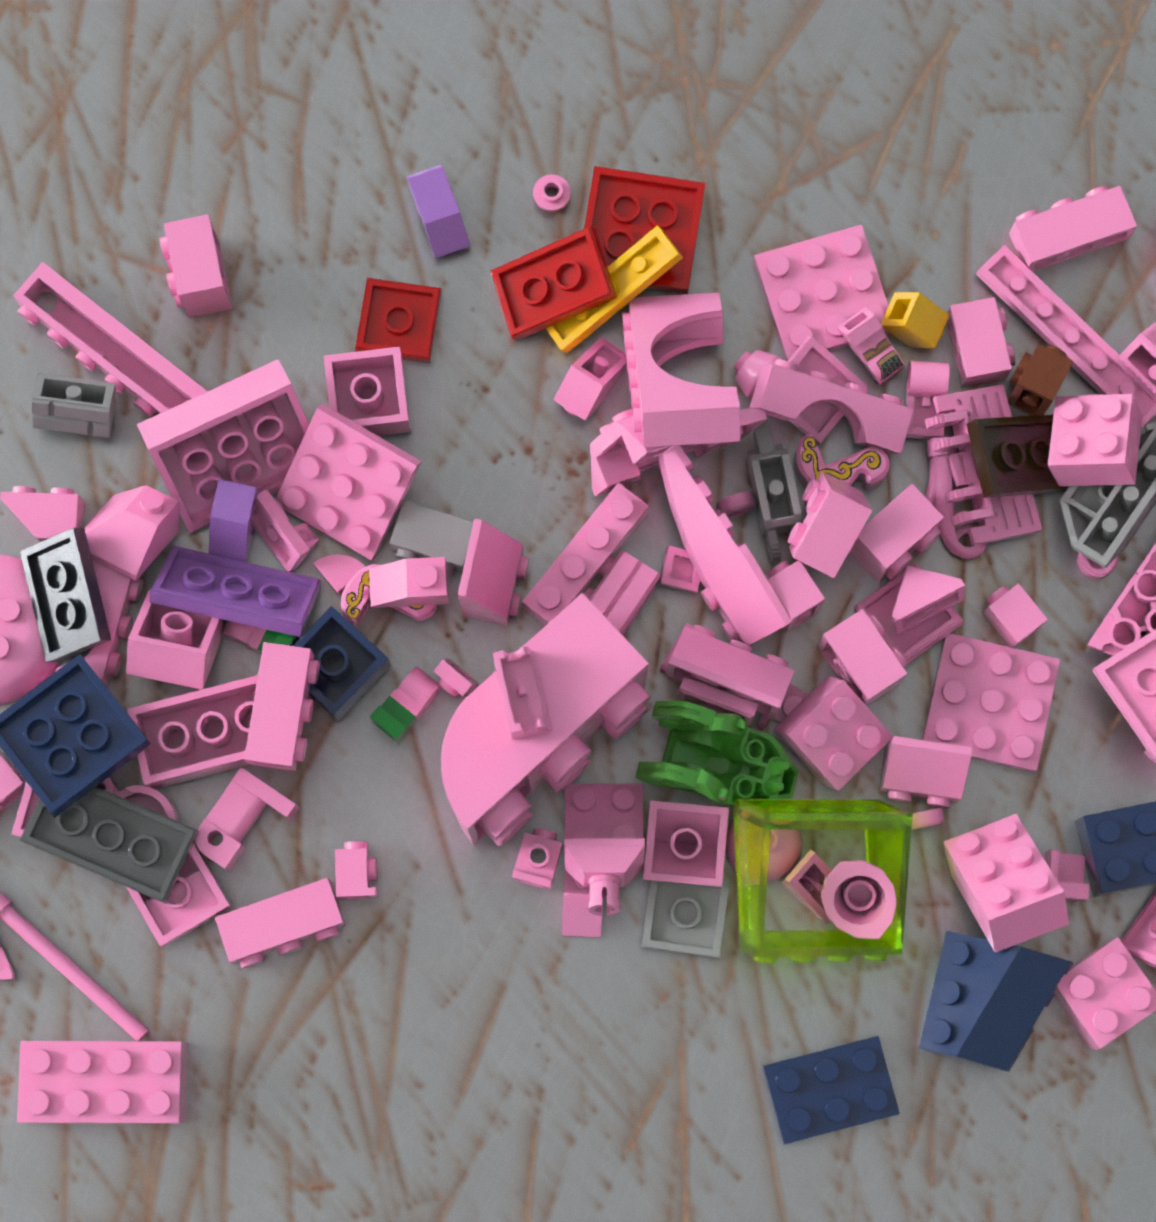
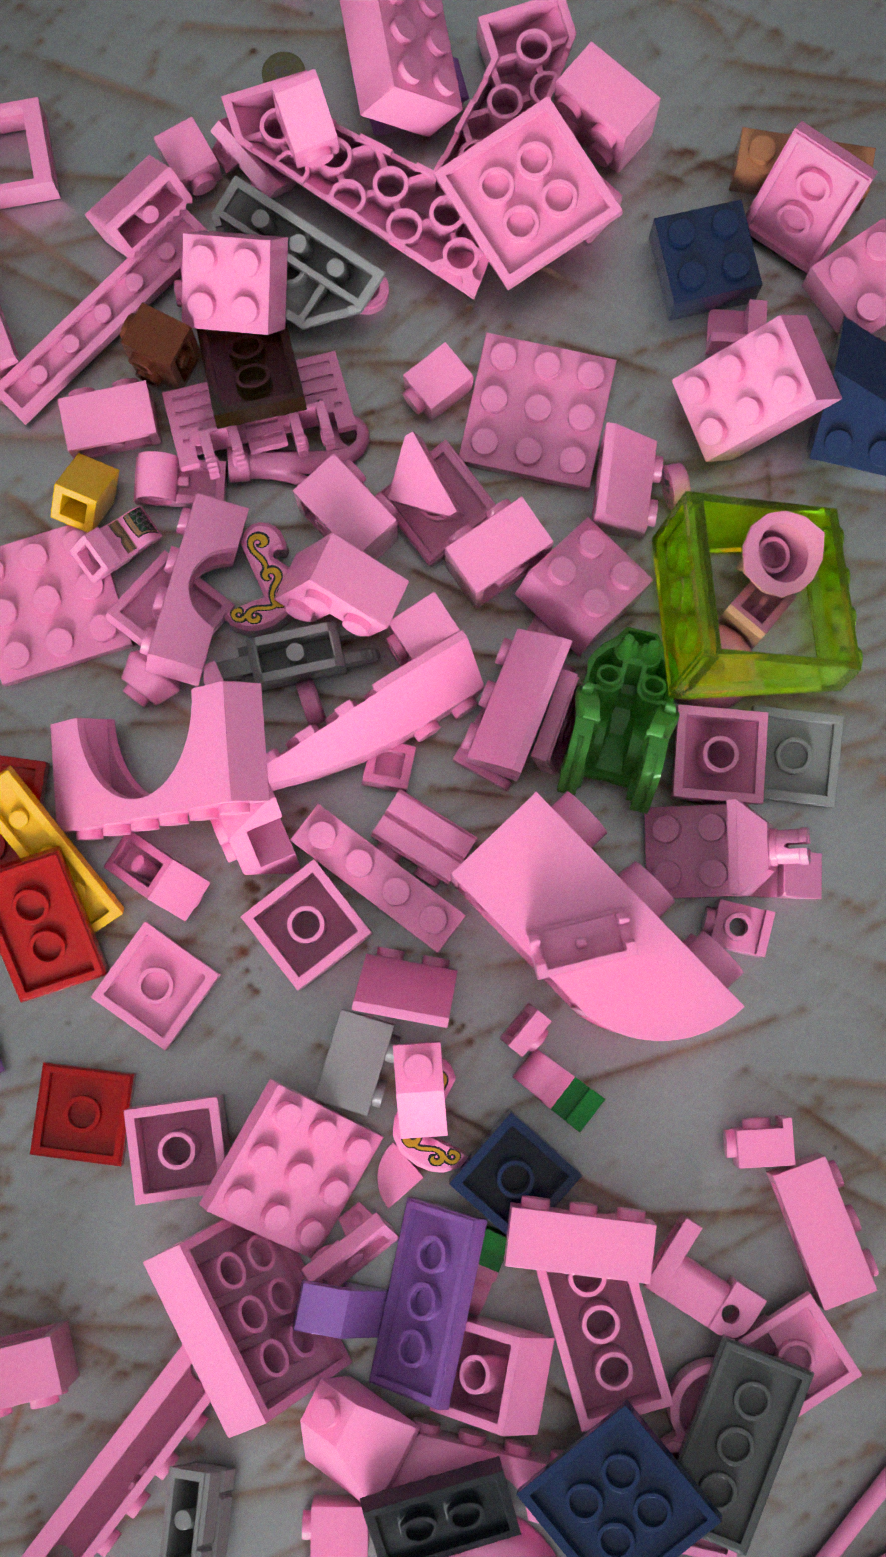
camera: 90 degrees left, 5 degrees up
(501, 377) = (155, 986): none -> bright pink plate
(547, 497) = (306, 925): none -> bright pink brick

